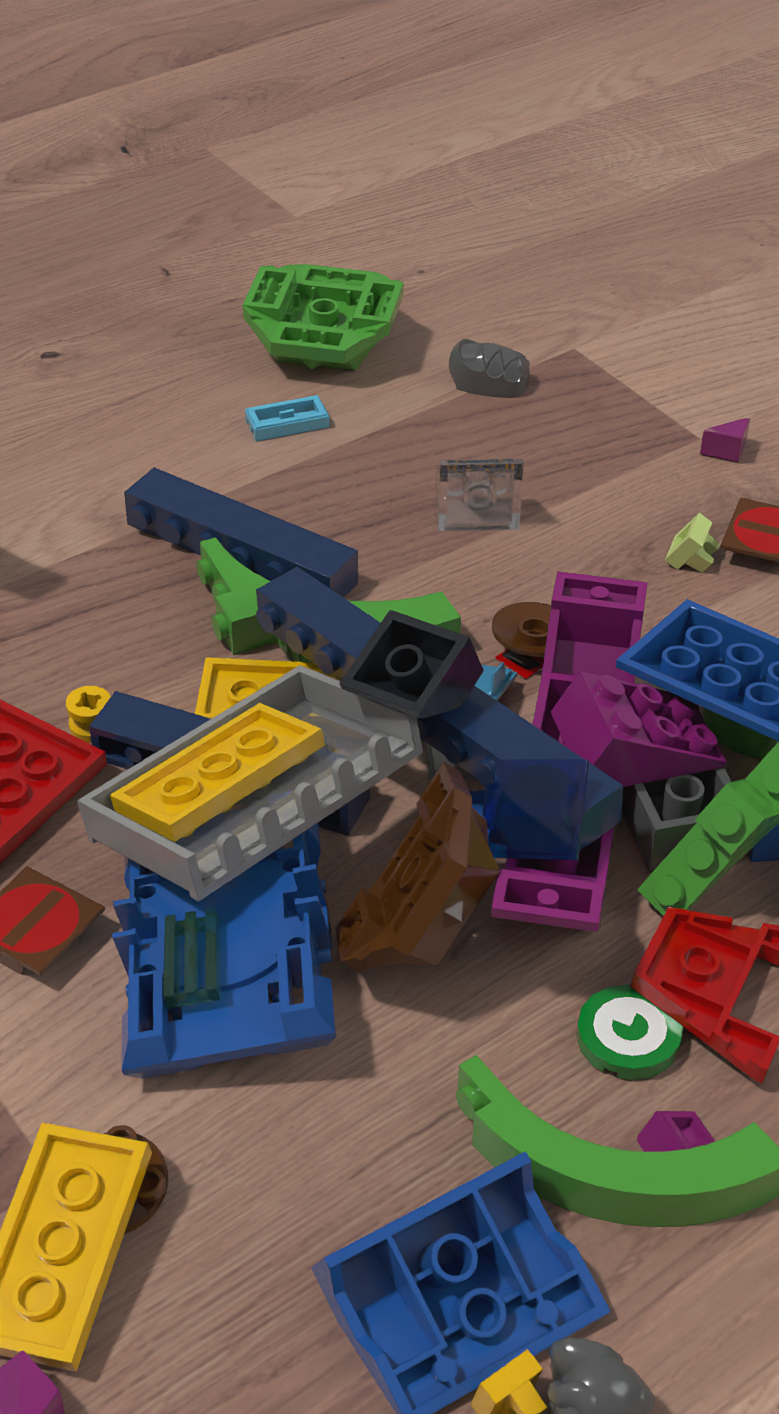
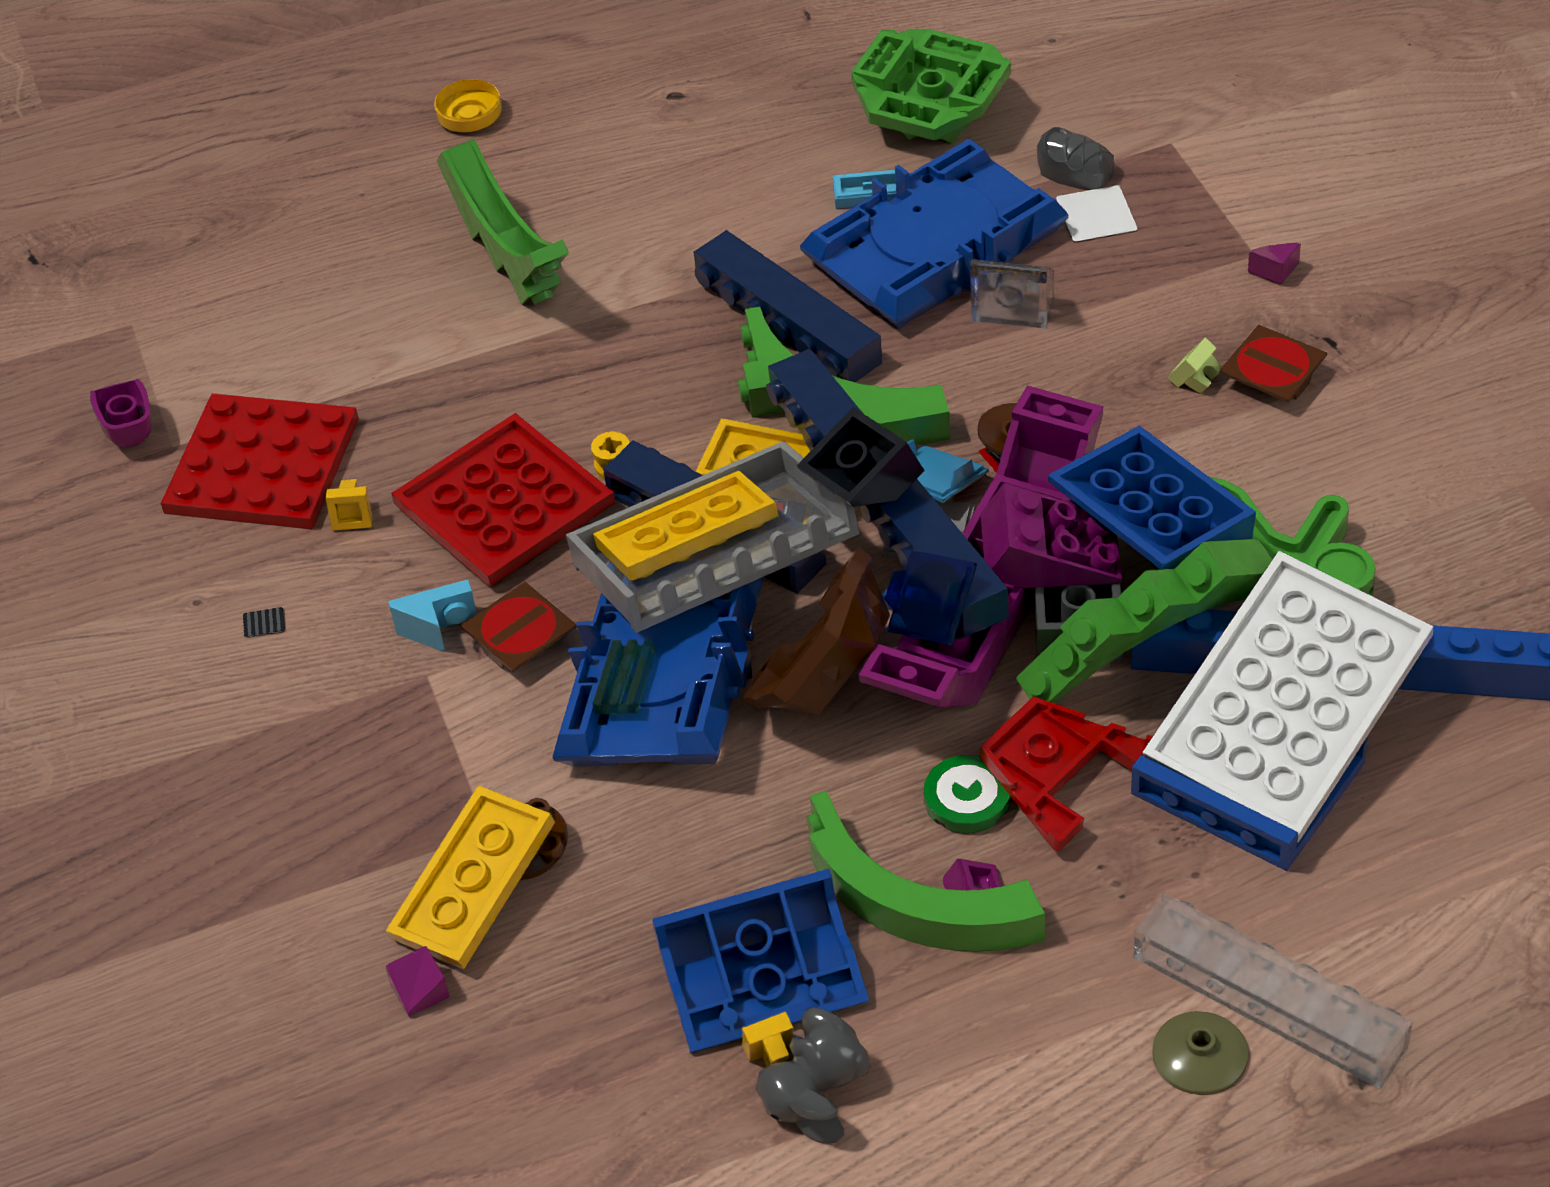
camera: 20 degrees right, 5 degrees up
(368, 451) = (924, 239): none -> blue piece
(526, 417) = (1097, 213): none -> white sticker

